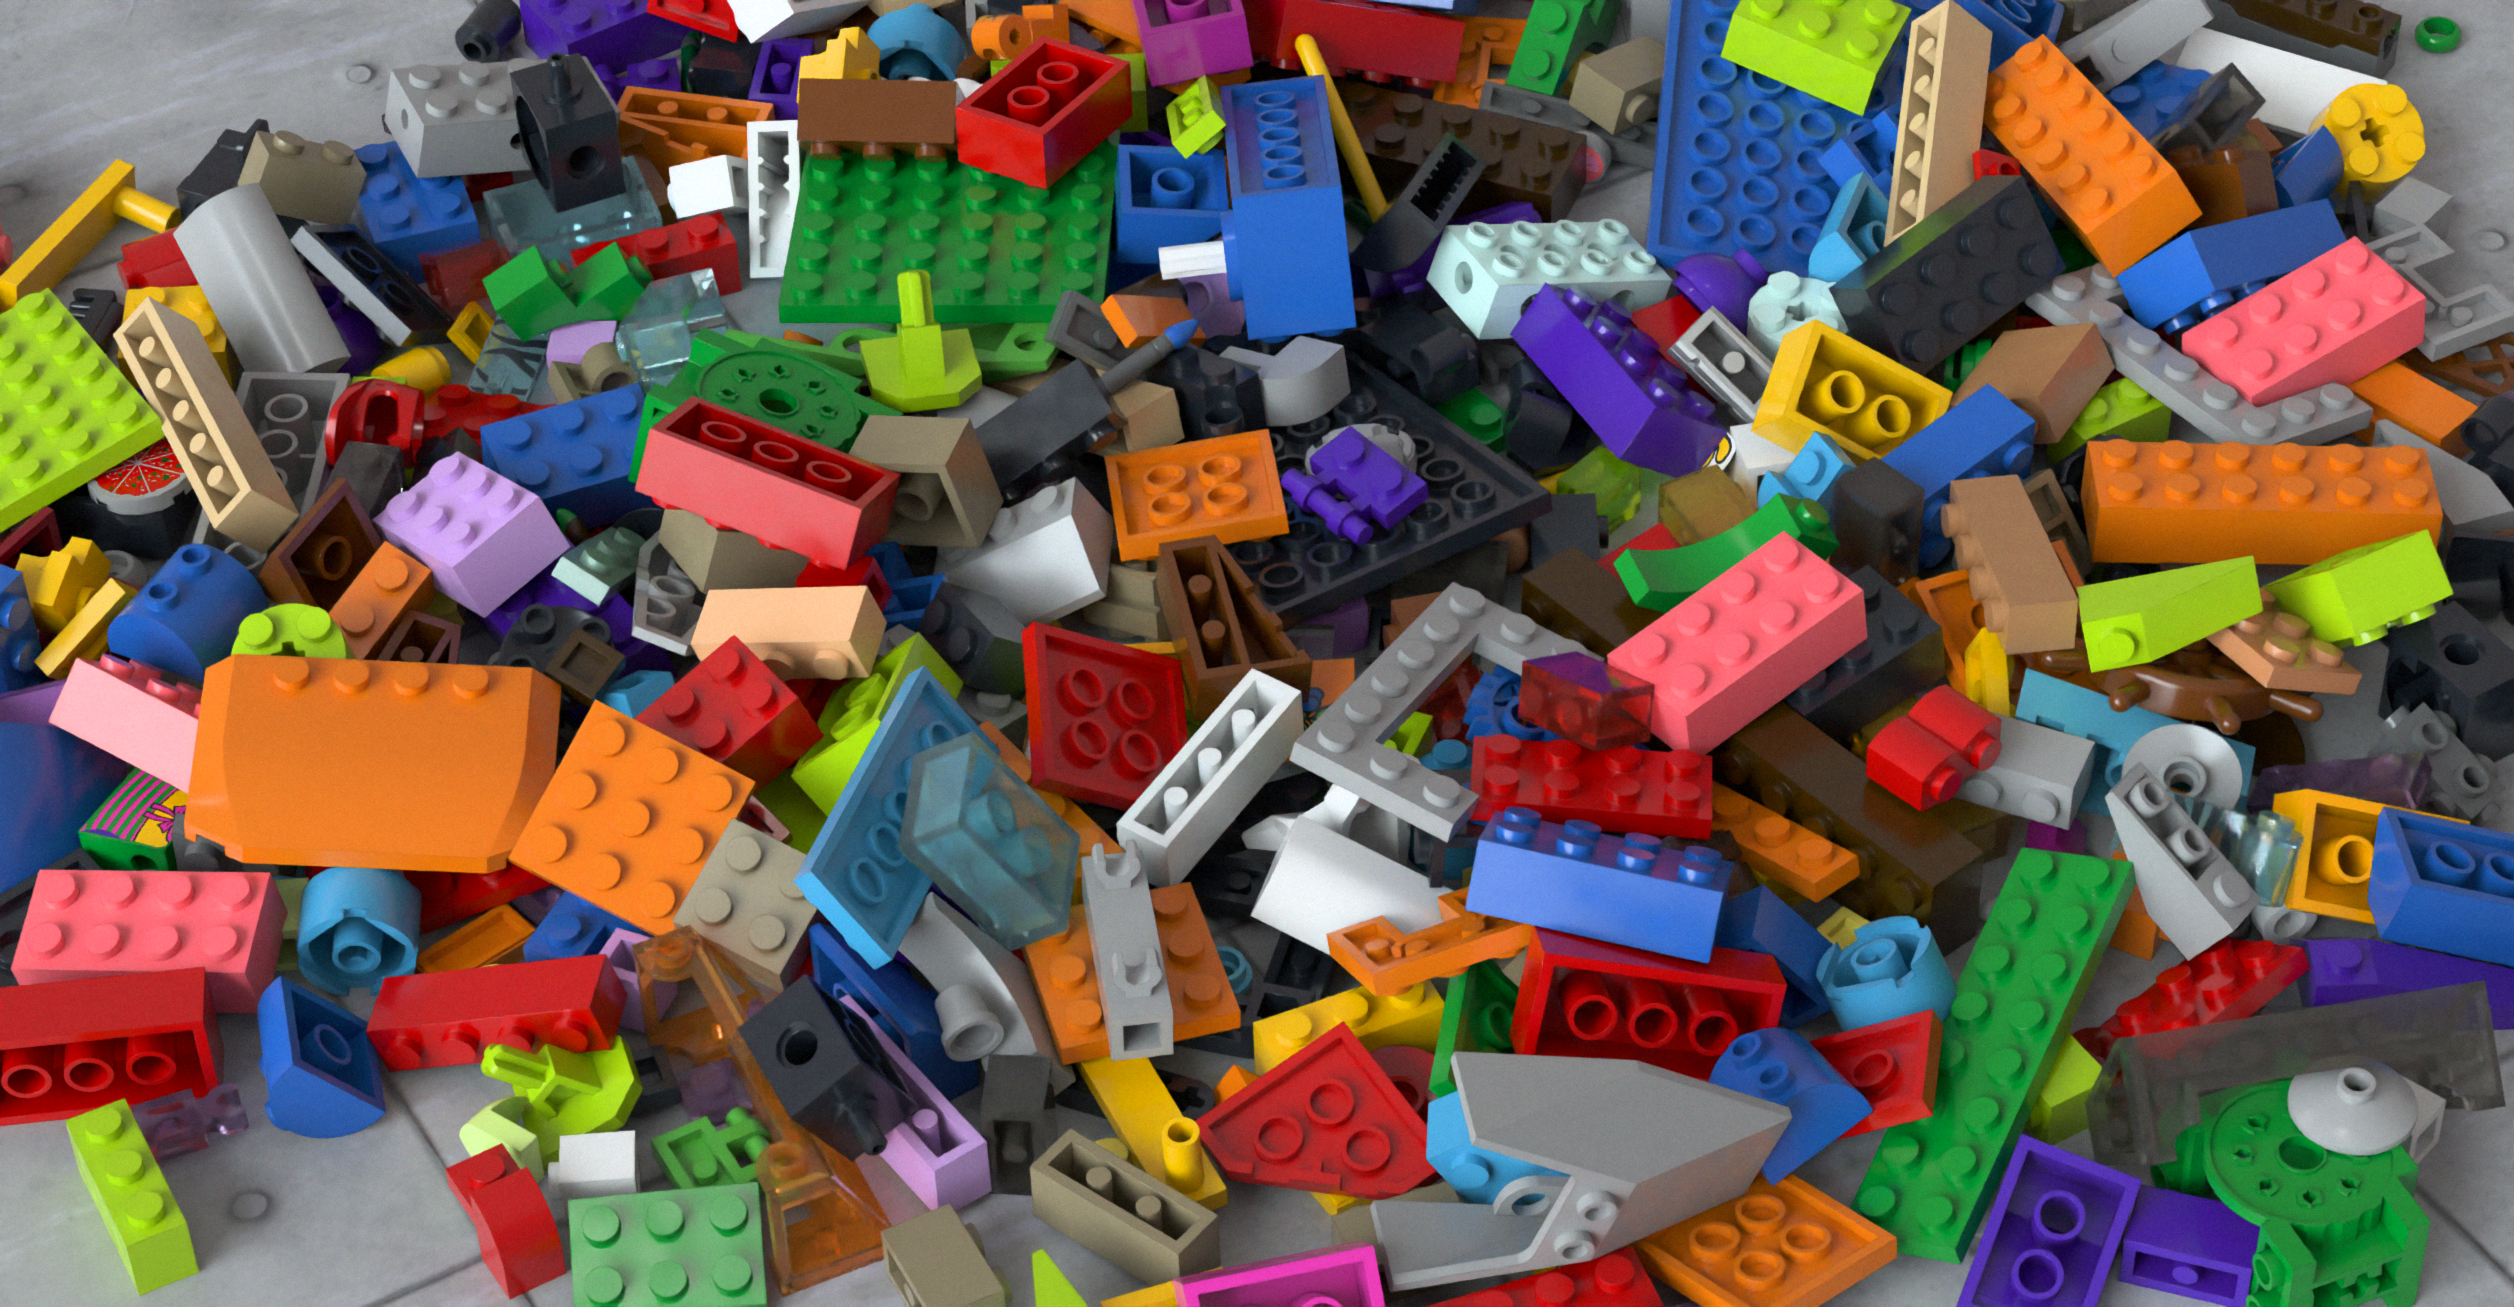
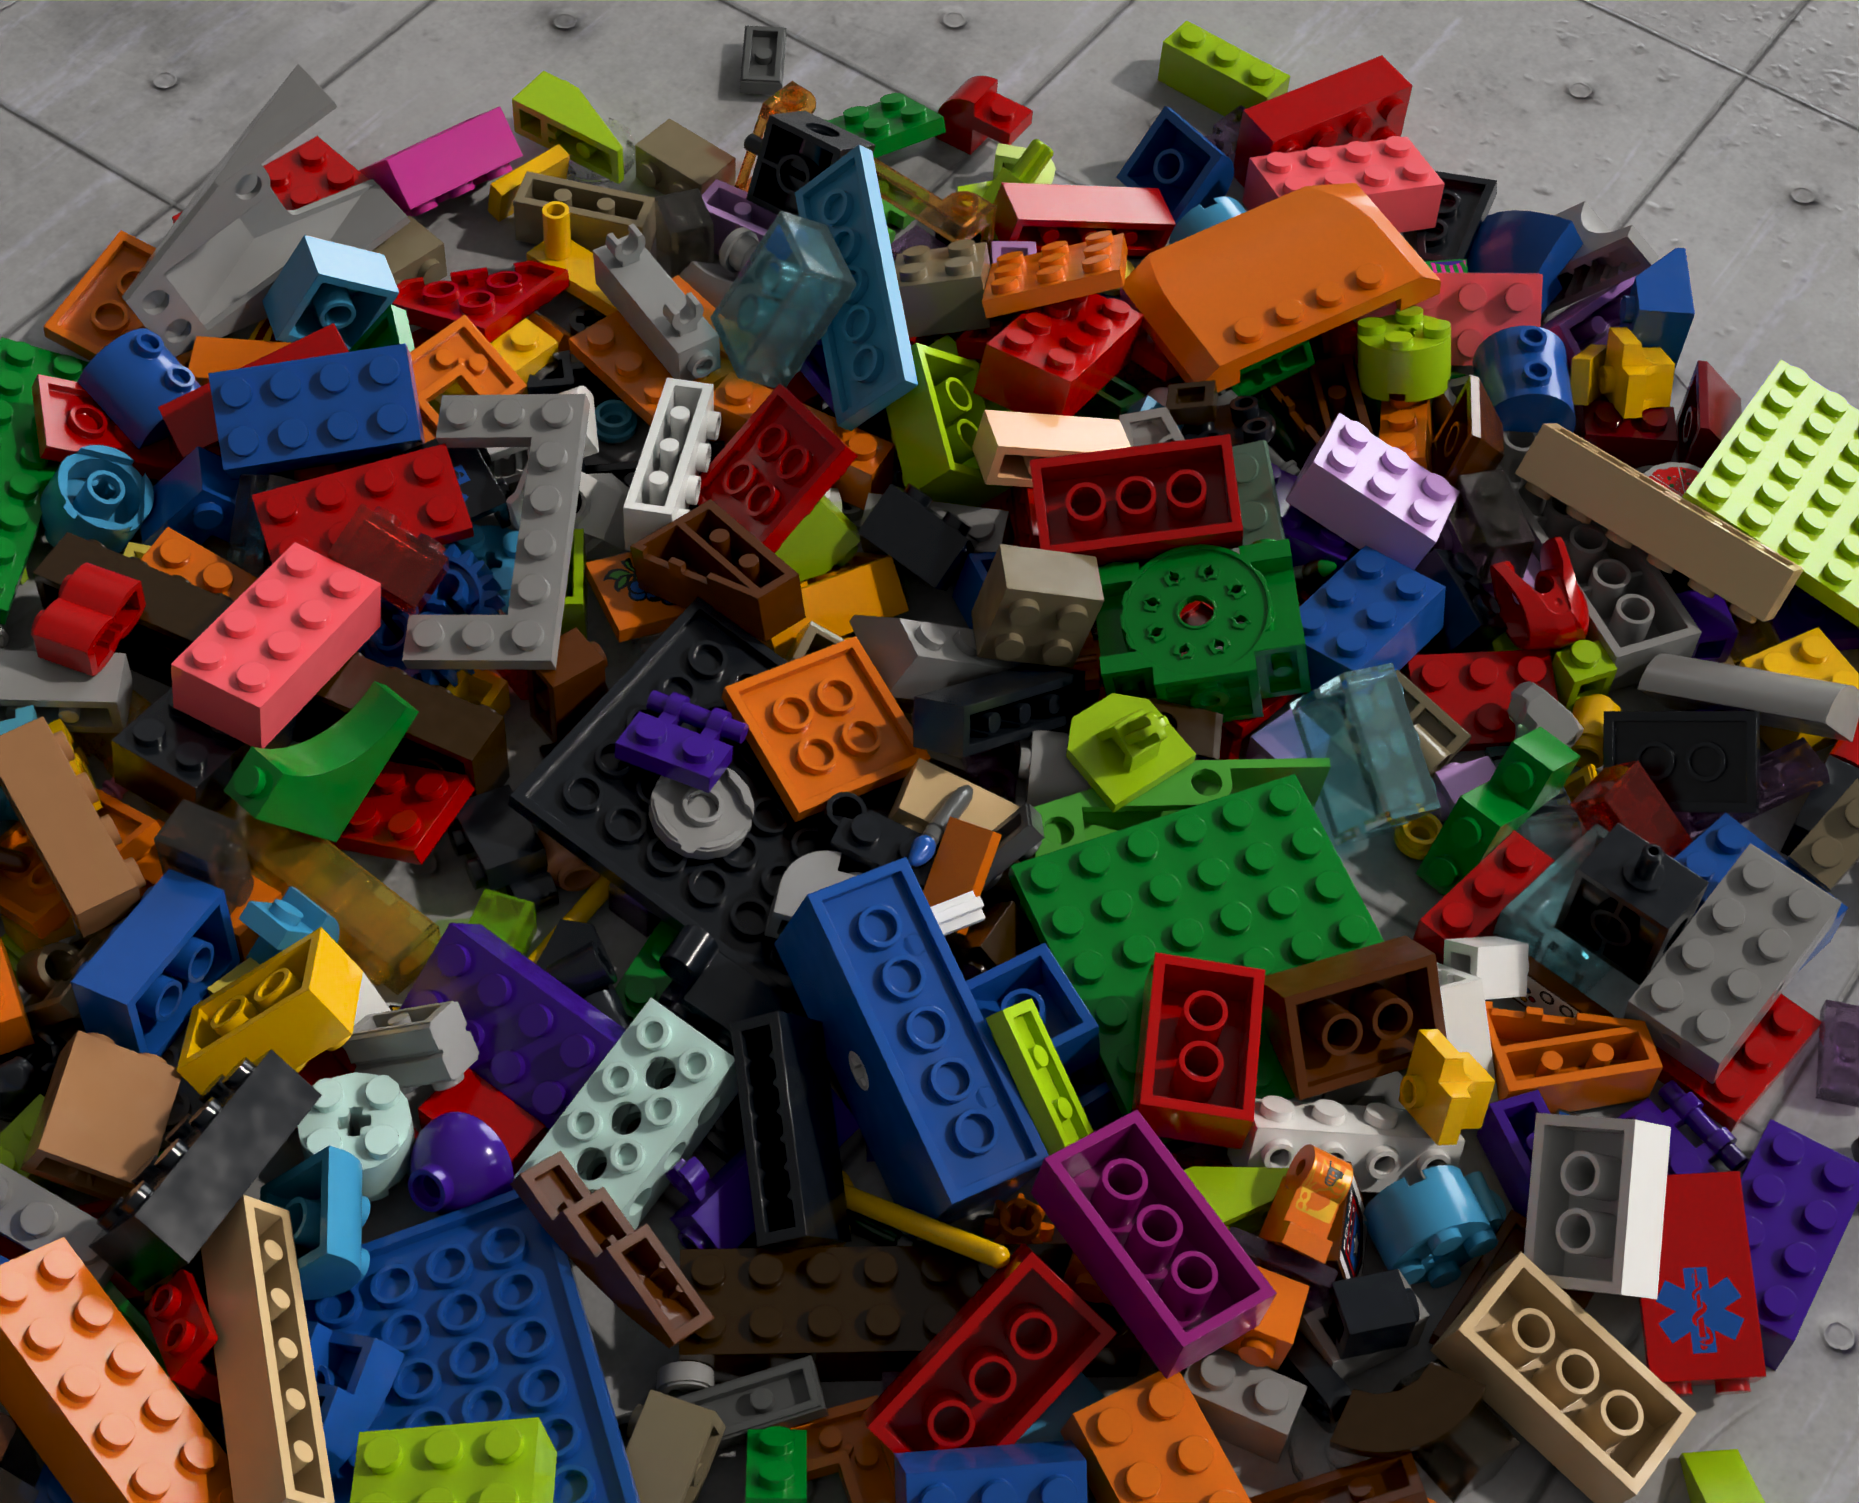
camera: 150 degrees right, 10 degrees up
(469, 353) = (1536, 708): none -> light grey rock
(595, 1167) = (946, 164): white brick -> none
(1616, 173) = (620, 1261): none -> reddish brown slope

